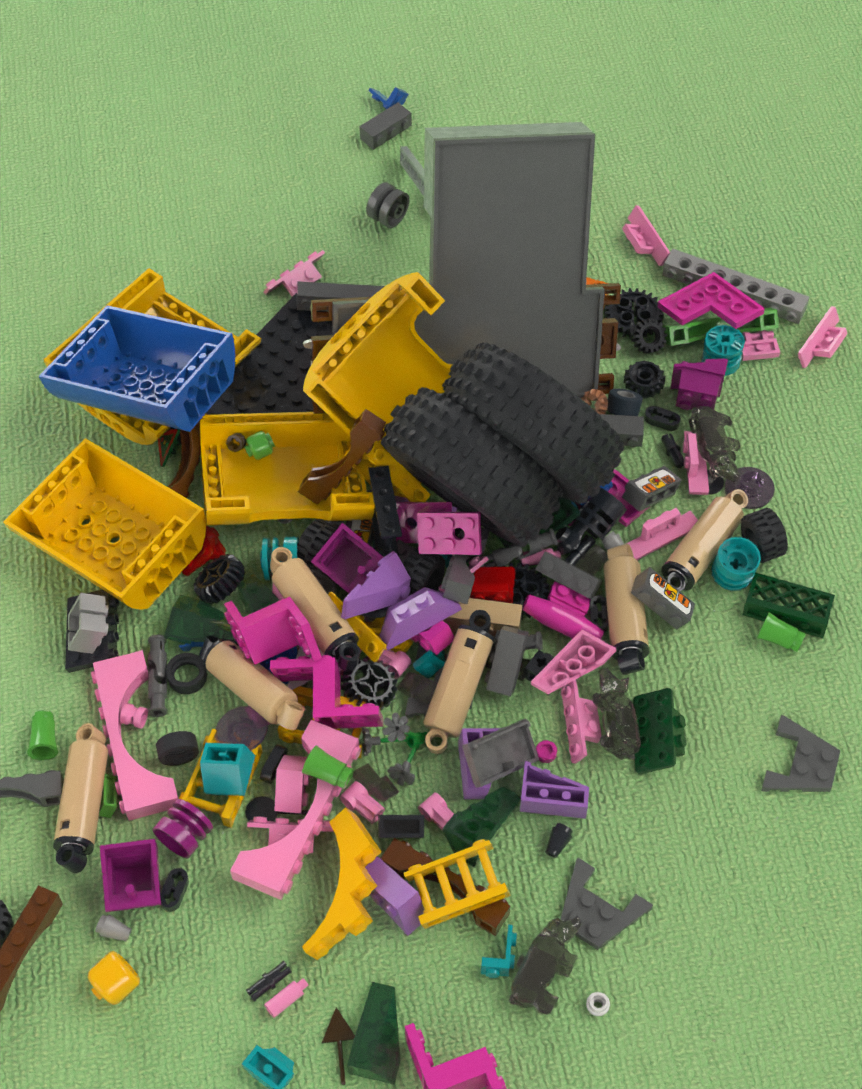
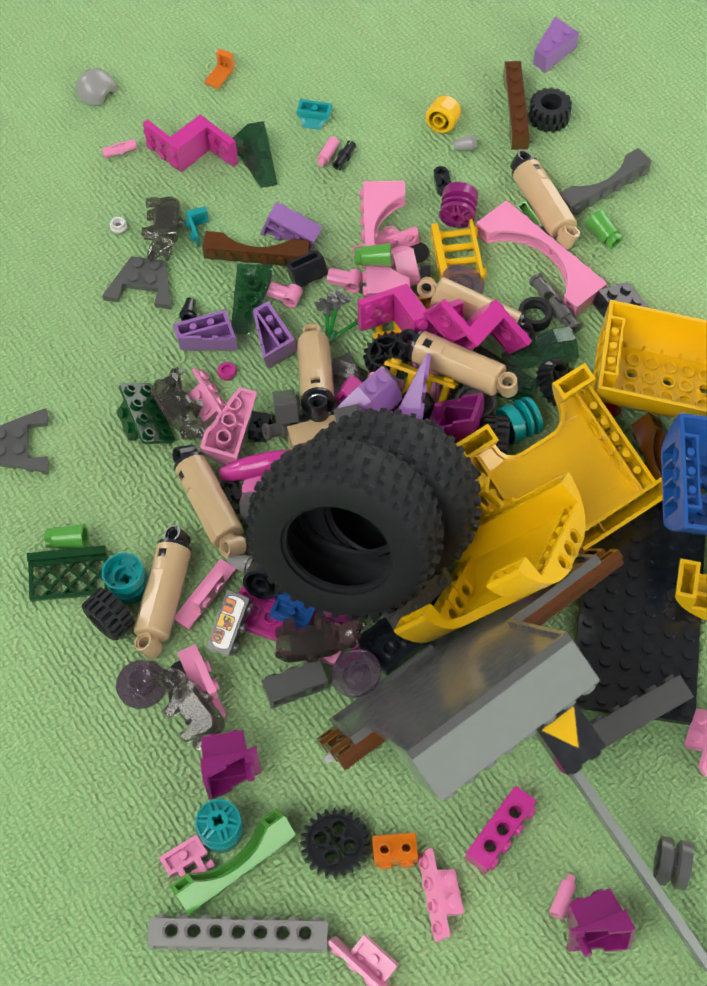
camera: 155 degrees right, 5 degrees up
(89, 622) = (625, 287): light grey piece -> none
(130, 875) = (471, 161): magenta piece -> none
(133, 715) = (550, 268): bright pink wheel -> none
(177, 748) = (500, 253): black tyre -> none
(226, 768) = (453, 246): teal slope -> none
(233, 446) = (625, 489): dark brown bush -> none
(259, 445) = (603, 497): bright green head -> none
(321, 480) = (520, 478): reddish brown arch -> none
(337, 1032) = (284, 150): dark brown piece -> none
(354, 884) = (316, 212): yellow arch -> none
(378, 787) = (354, 293): clear smoke slope -> none
(474, 898) = (238, 225): yellow fence -> none
(500, 753) = (255, 333): flat silver container -> none
(601, 400) = (326, 702): nougat gear -> none
(624, 402) = (296, 721): black wheel -> none
(644, 379) = (285, 748): black gear -> none
(659, 336) = (304, 810): black tyre -> none
(662, 418) = (254, 719): black beam -> none
(663, 598) = (178, 511): dark grey brick -> none
(673, 450) = (228, 687): black axle -> none
(713, 295) = (251, 882): dark pink plate -> none
(824, 339) = (114, 899): bright pink bracket -> none

